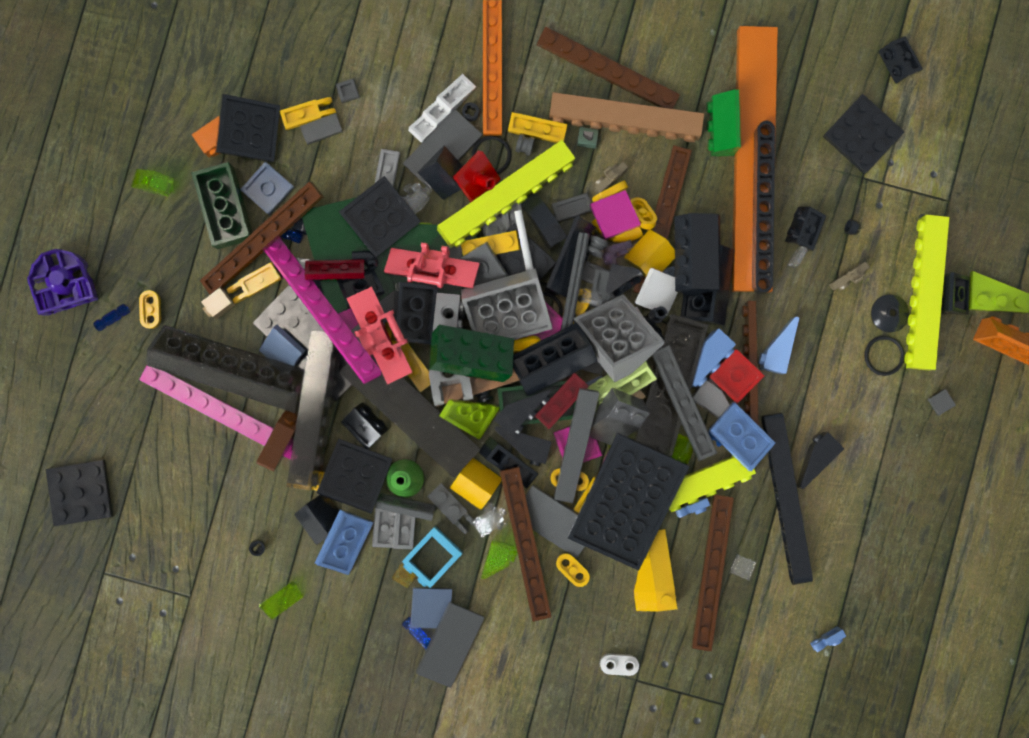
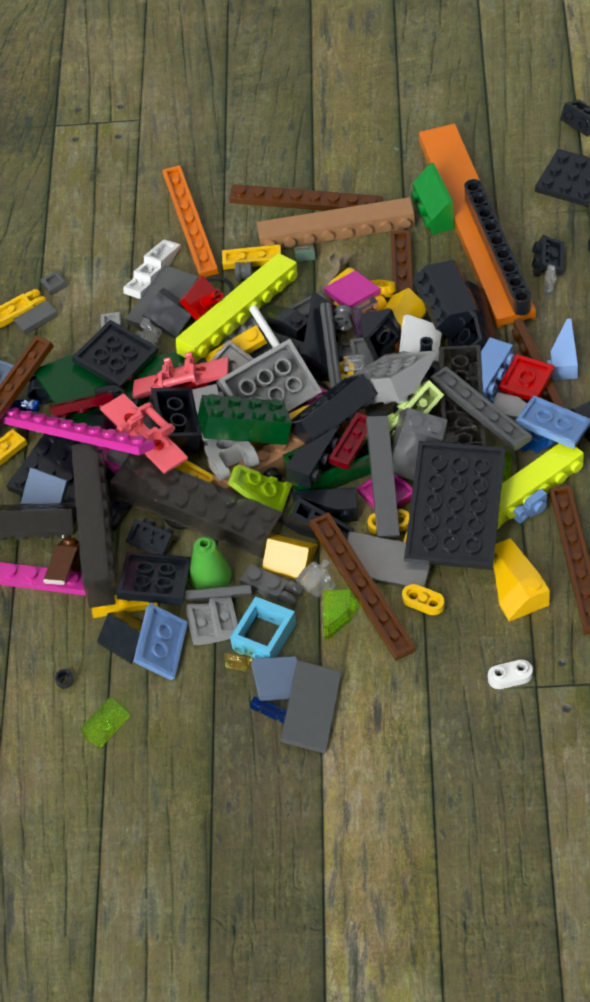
camera: 10 degrees left, 35 degrees down
(473, 106) = (181, 263): black bush -> none

